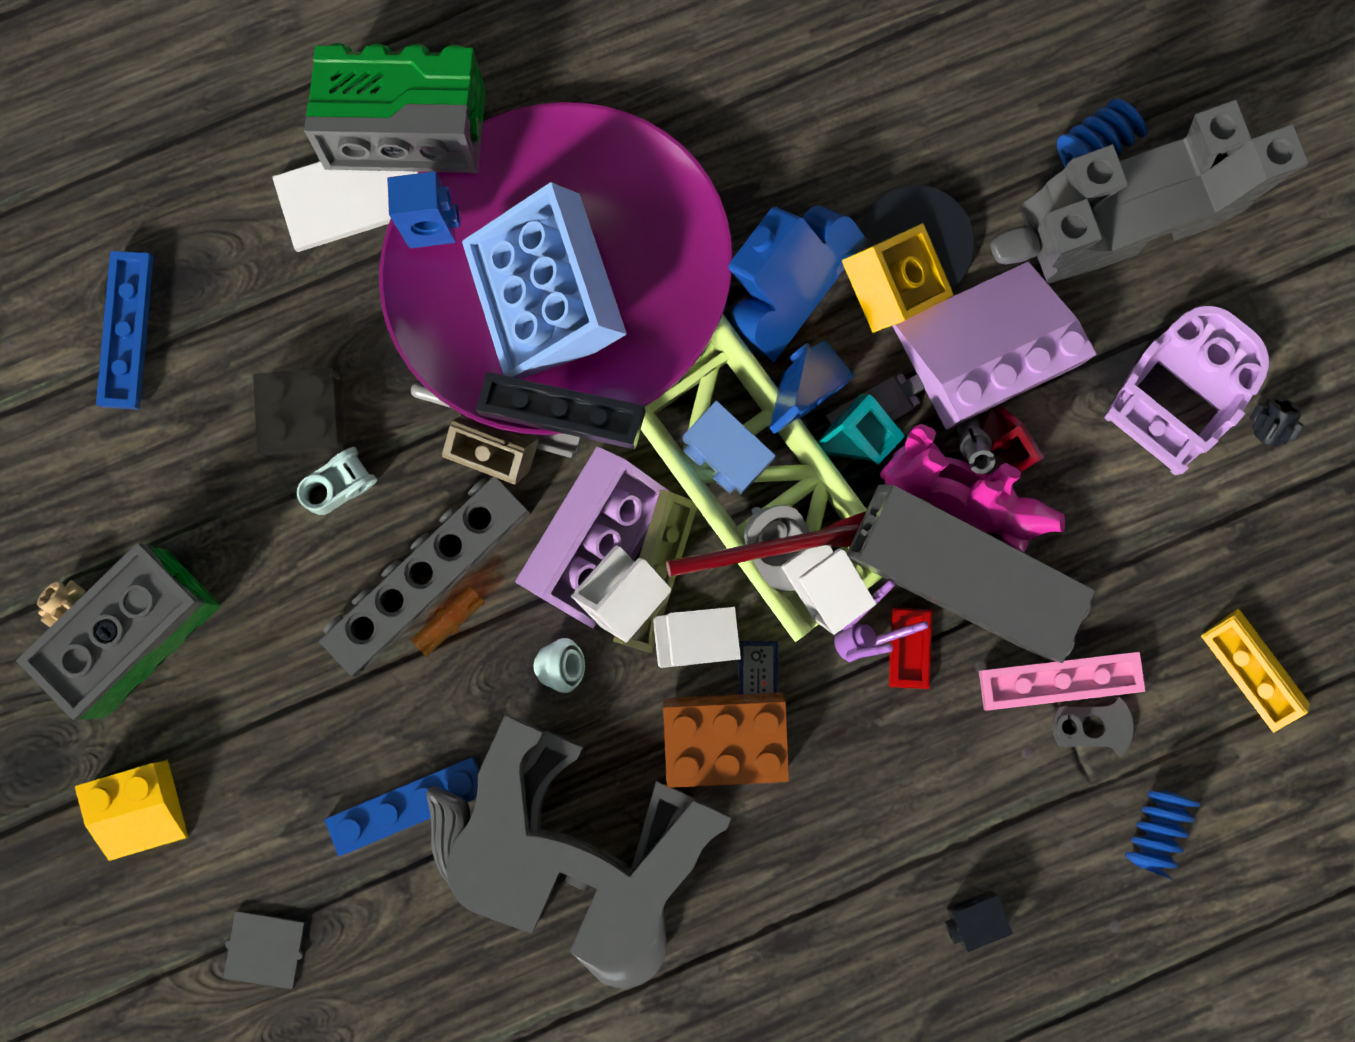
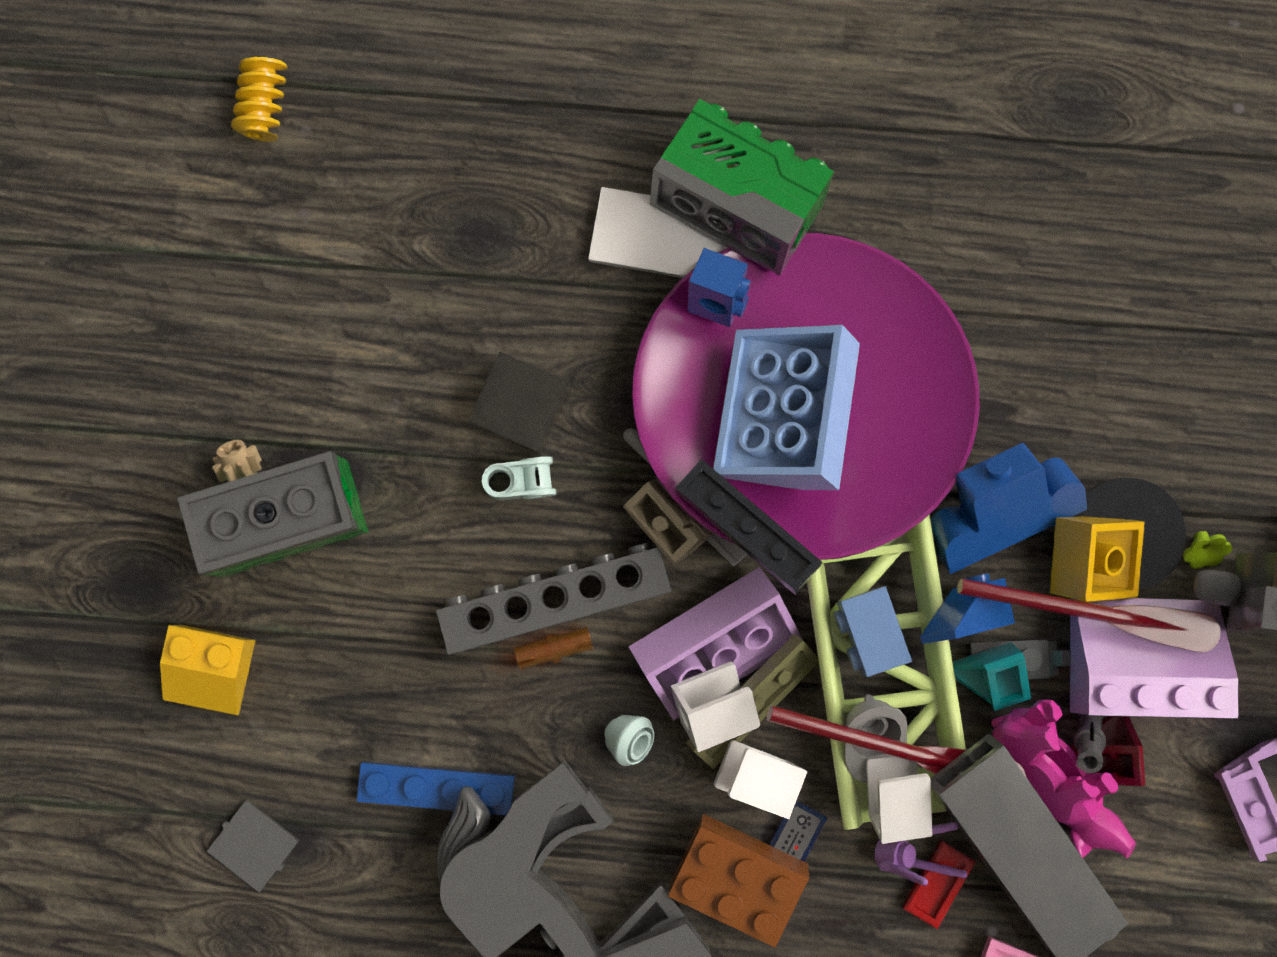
camera: 30 degrees right, 0 degrees up
(125, 330) = (409, 254): blue plate -> none
(981, 307) = (1160, 624): none -> piece
(993, 219) = (1207, 550): none -> lime plant

